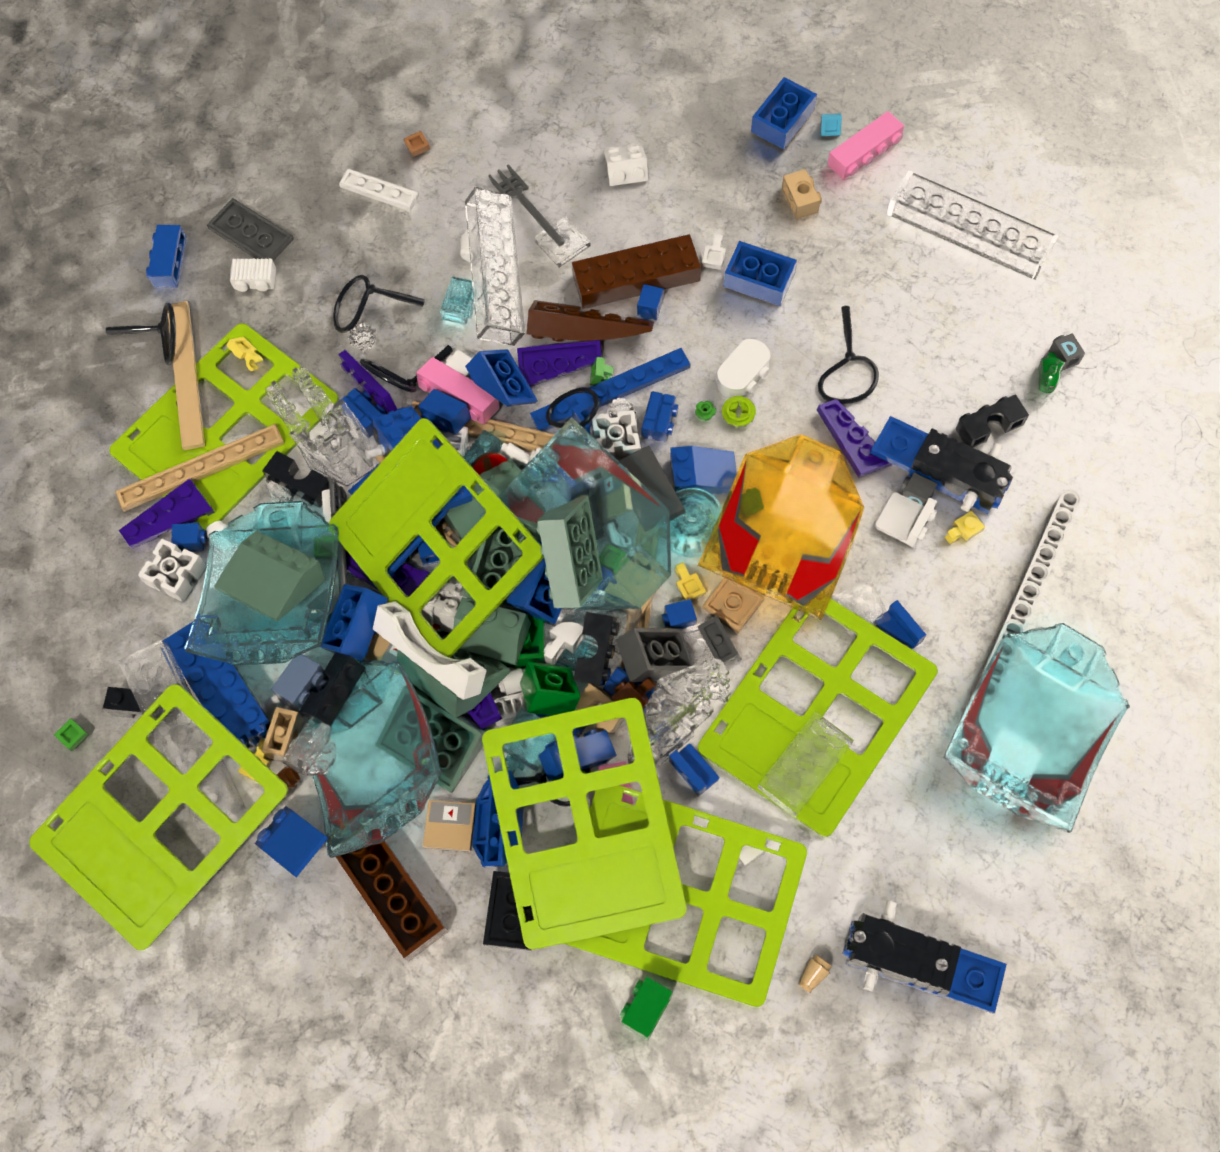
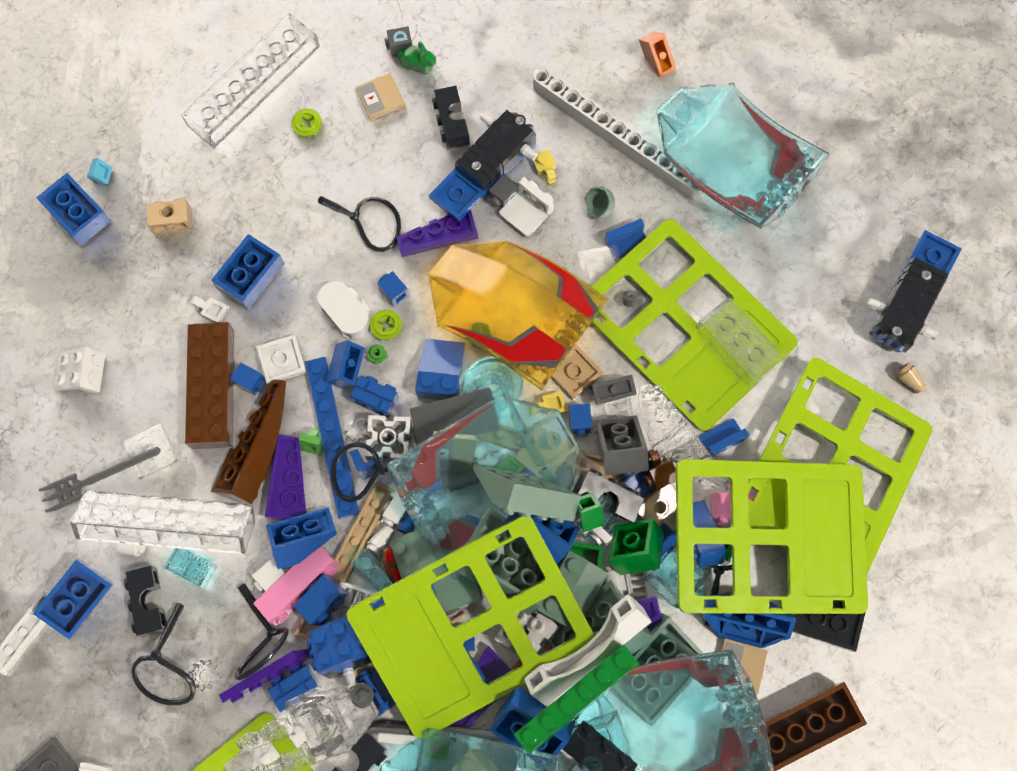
camera: 80 degrees left, 5 degrees up
(360, 466) = (362, 695): none -> dark grey tile
(377, 644) = (576, 699): none -> green brick
(411, 214) = (73, 598): none -> blue brick
(434, 264) = (140, 584): none -> black arch
(568, 624) = (589, 513): none -> green brick
(646, 1007) = (931, 517): green brick -> none
(678, 326) = (281, 359): none -> white plate
(684, 381) = (345, 364): none -> blue brick
(778, 408) = (393, 288): none -> blue brick
(830, 645) = (632, 298): none -> dark grey tile
(865, 145) = (134, 148): bright pink brick -> none
(935, 591) = (599, 202): none -> sand green hair
(939, 281) = (310, 116): none -> lime gear
(995, 350) = (380, 96): none -> tan tile
(1145, 621) = (658, 53): none -> orange slope

